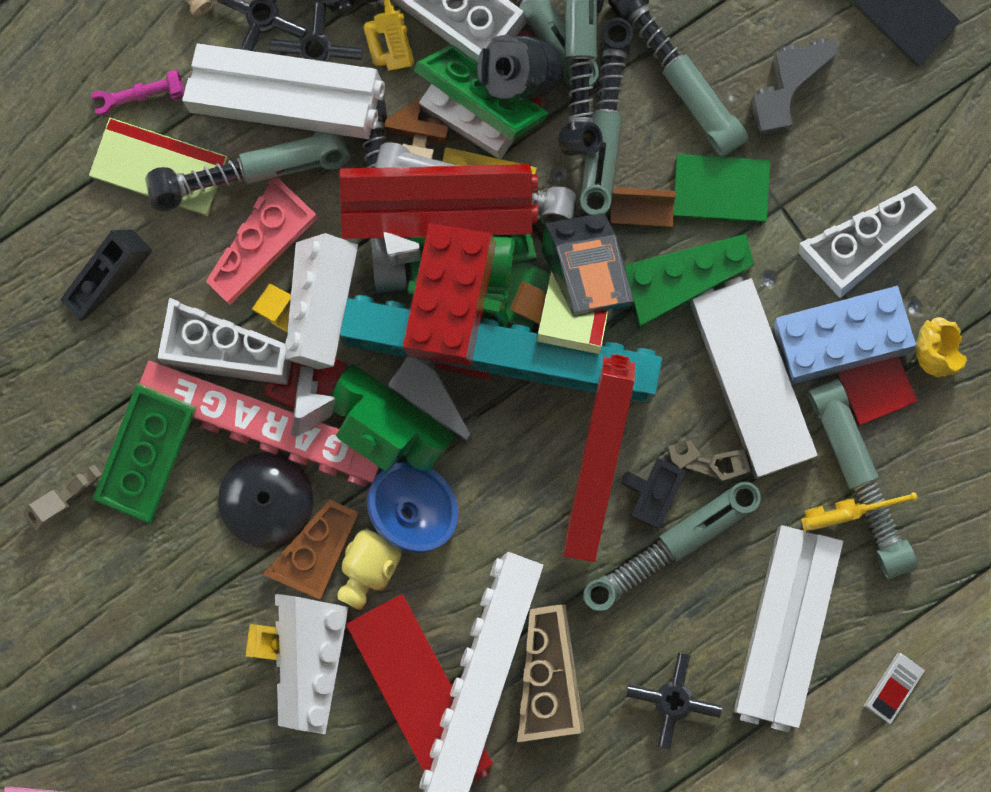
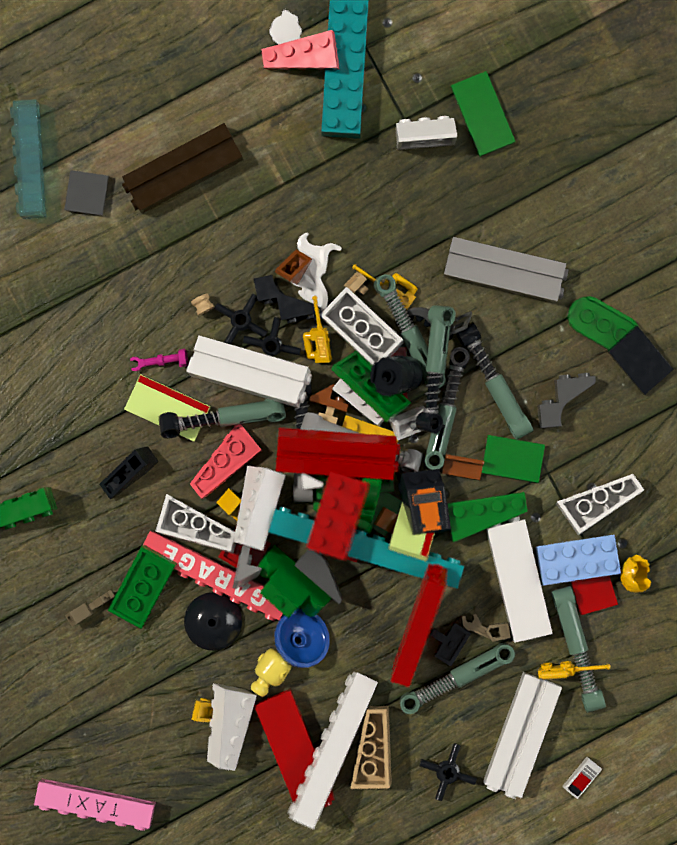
camera: 10 degrees right, 5 degrees up
(315, 551) = (239, 657): dark orange wing -> none
(543, 150) = (405, 423): none -> white slope

